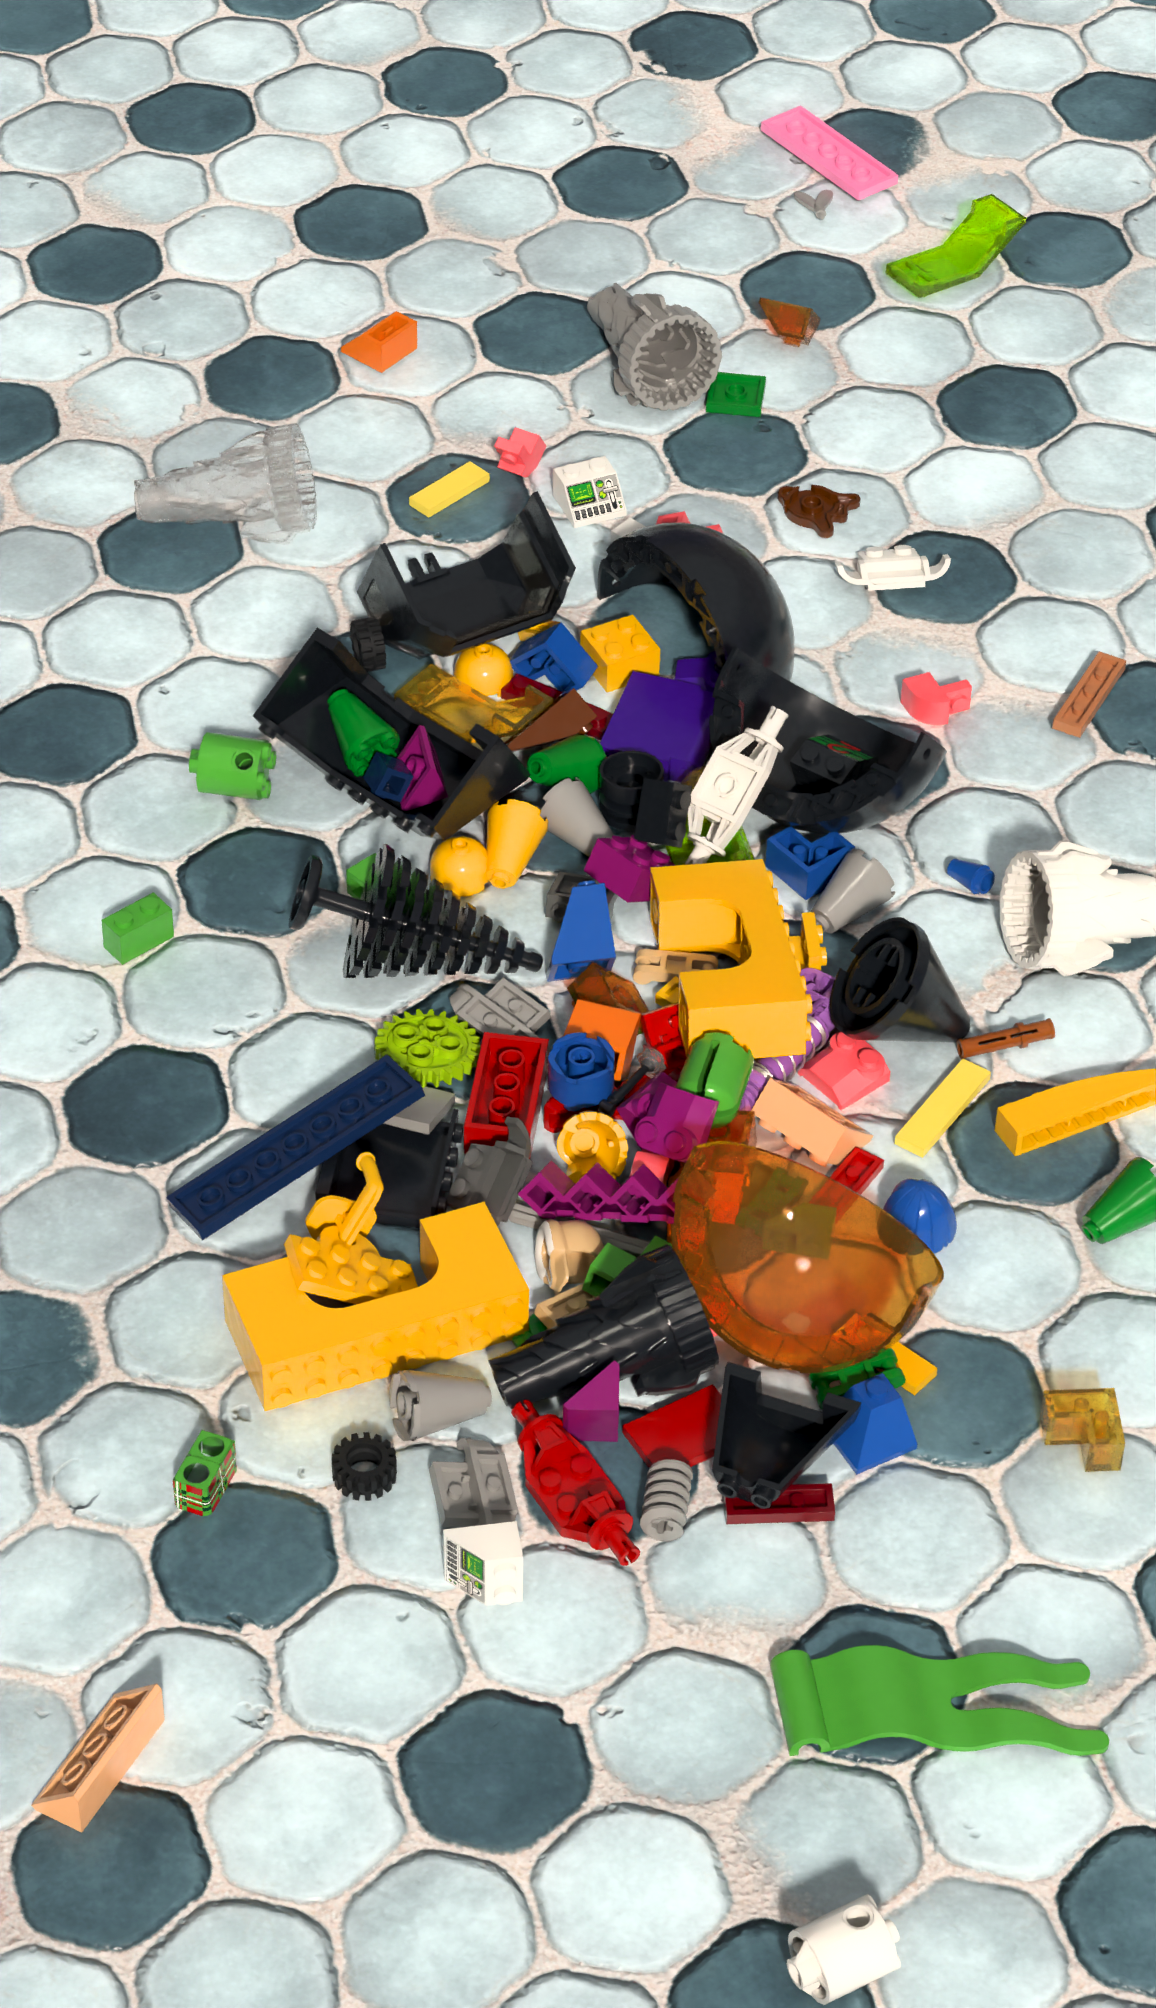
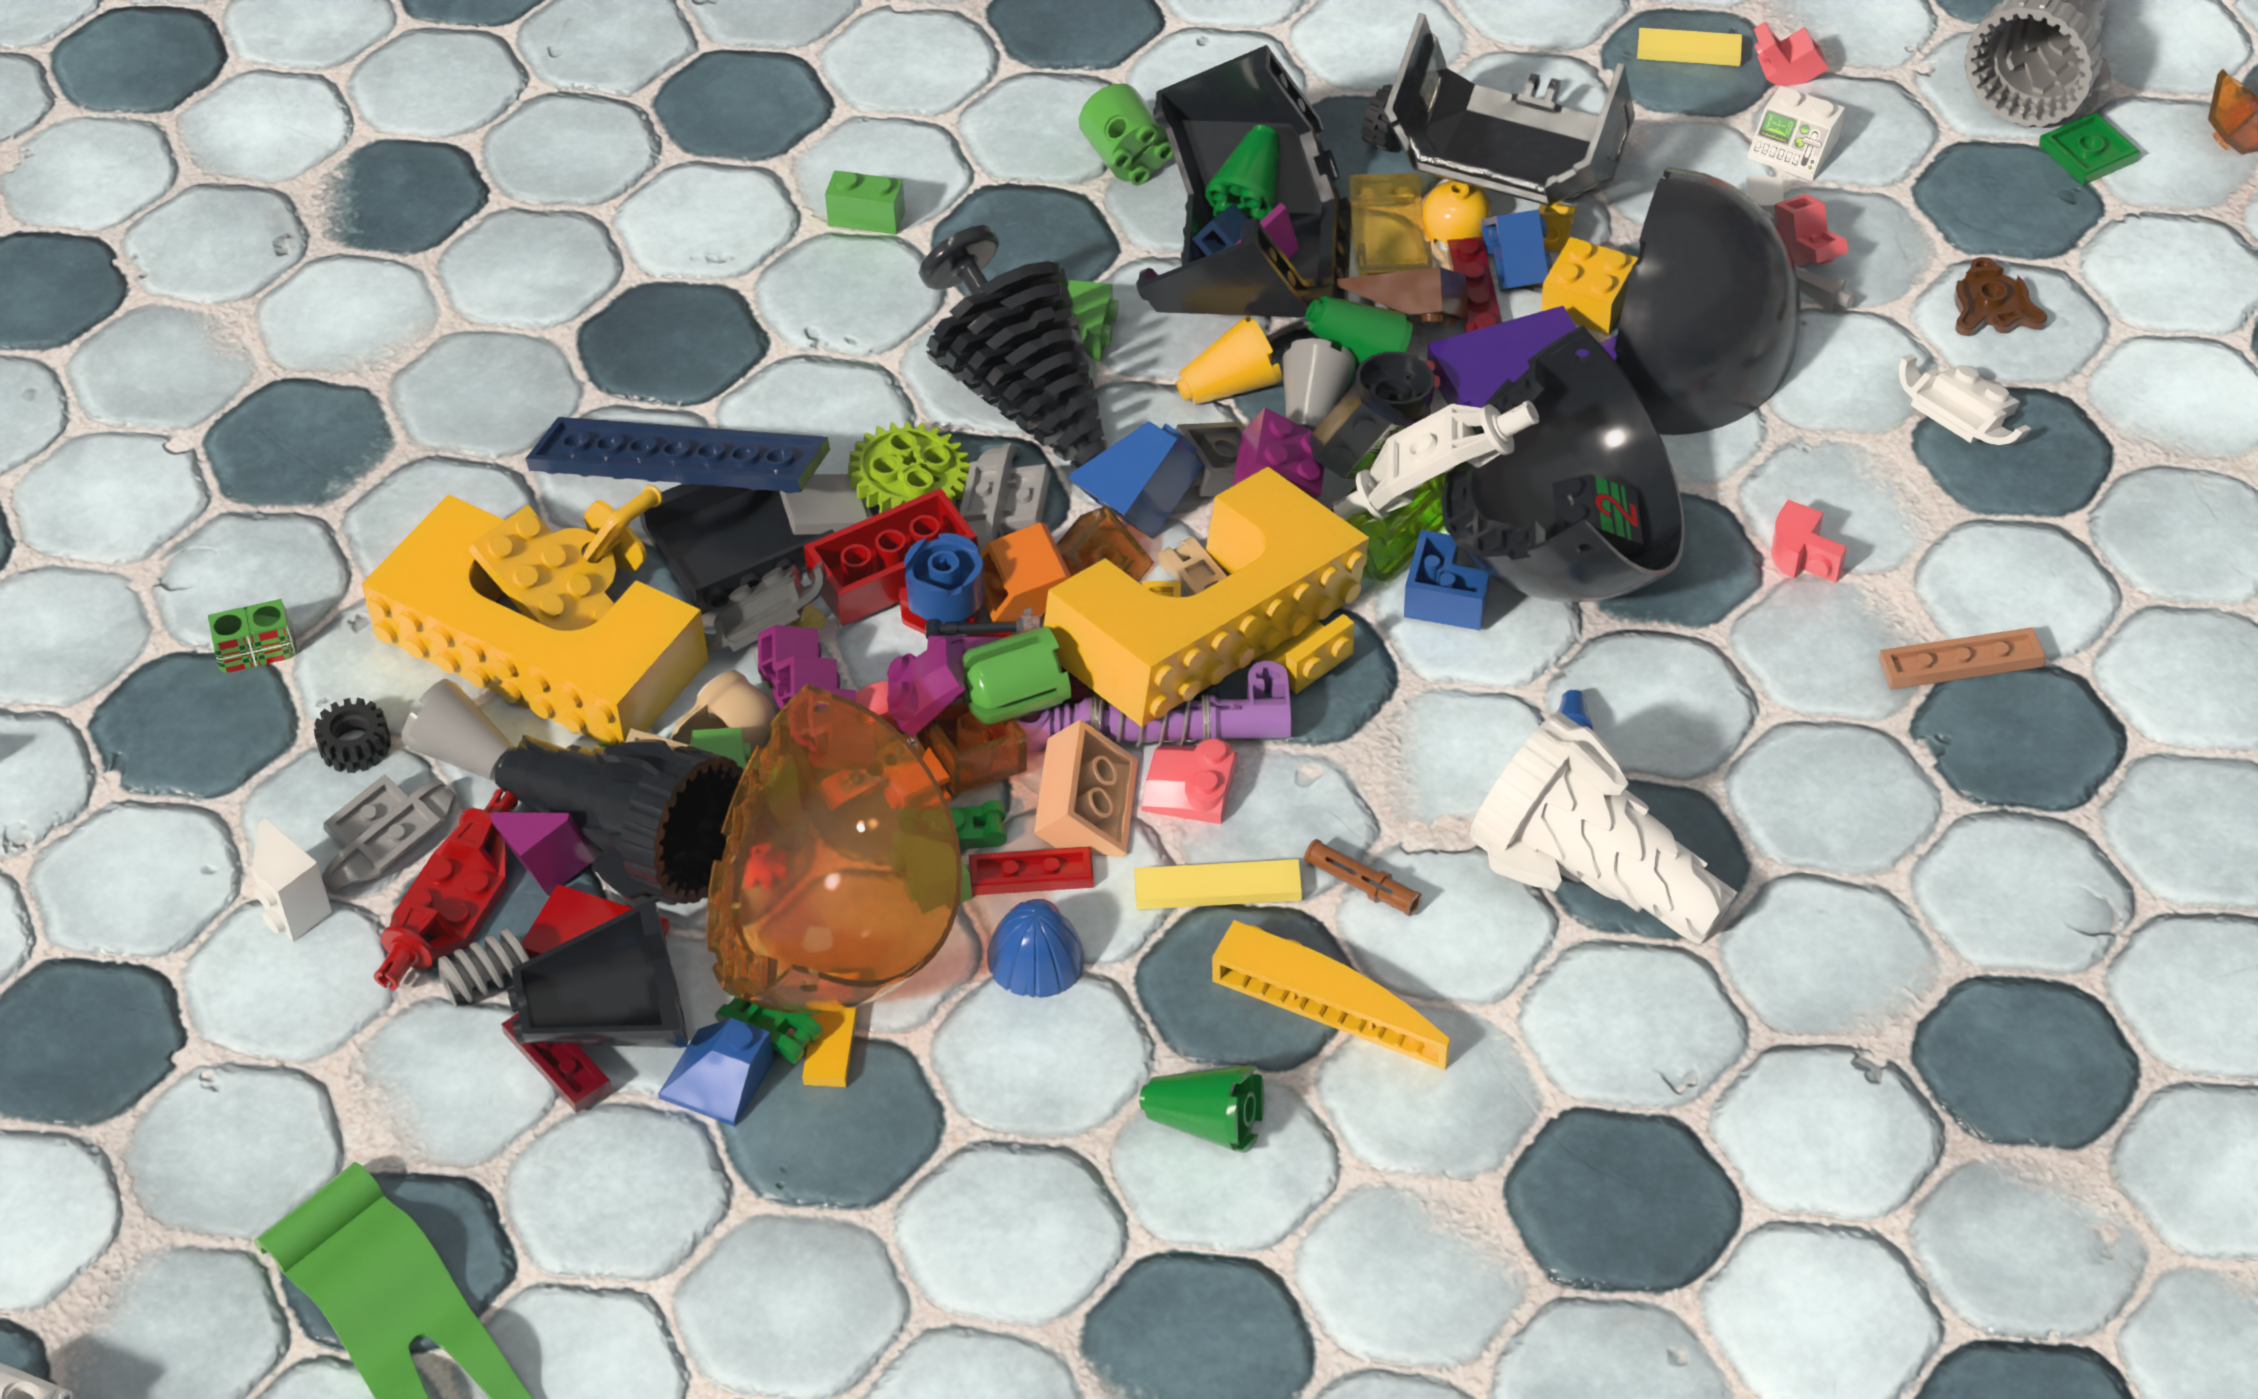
camera: 55 degrees right, 5 degrees up
(460, 865) = (1168, 349): yellow cylinder -> none
(592, 1139) = (881, 642): yellow hair -> none
(852, 891) = (1429, 639): light grey cone -> none
(897, 989) = (1294, 753): black cone -> none
(1085, 1419) = (863, 1241): clear yellow brick -> none

